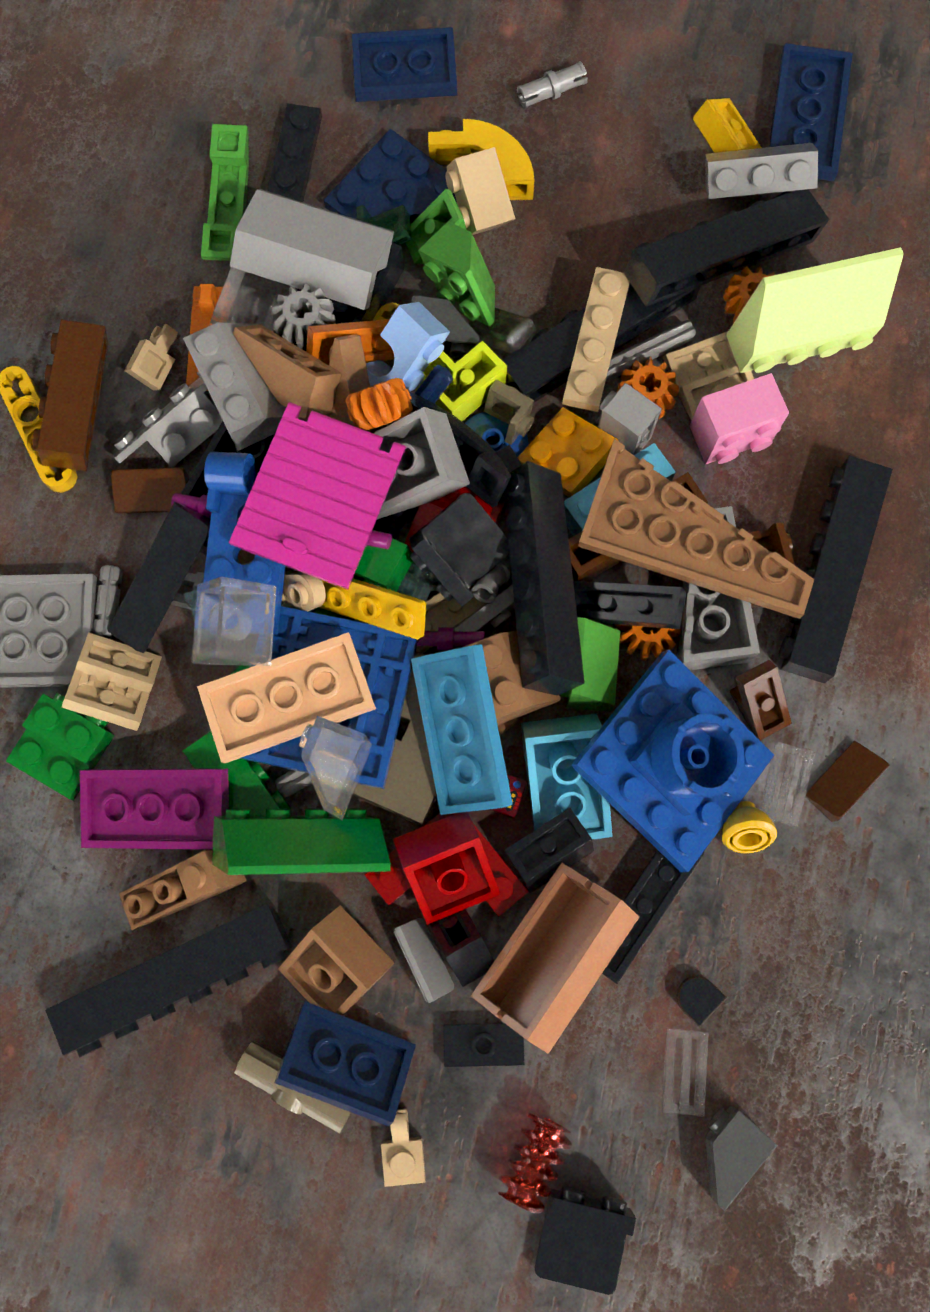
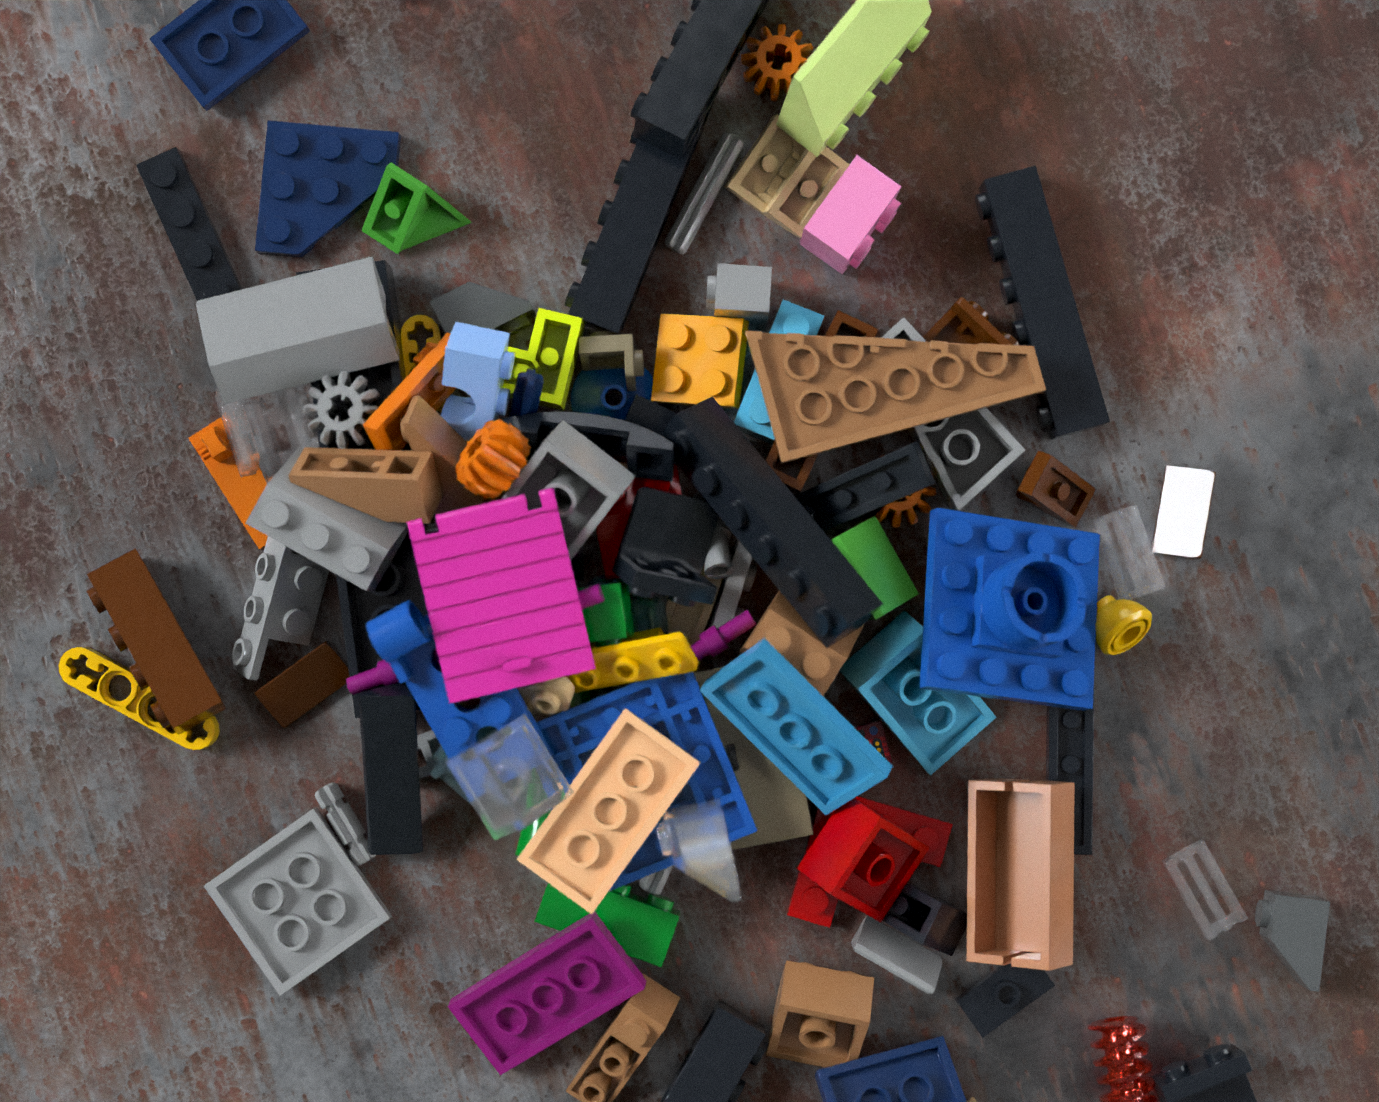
camera: 30 degrees left, 10 degrees up
(59, 745) = (405, 993): green plate -> none
(112, 682) = (413, 901): tan slope -> none
(150, 359) = (205, 549): tan plate -> none
(227, 191) = (148, 314): bright green slope -> none
(298, 842) = (713, 937): green slope -> none
(394, 219) = (344, 240): clear green bracket -> none
(460, 272) = (465, 247): bright green slope -> none
(479, 136) = (394, 75): yellow arch -> none
(480, 191) = (419, 138): tan brick -> none
(507, 332) = (544, 276): clear smoke plate -> none
(544, 849) = (946, 773): black panel -> none
(596, 340) = (652, 225): tan plate -> none
(660, 384) = (739, 223): orange gear -> none
(699, 998) = (1174, 814): black tile -> none

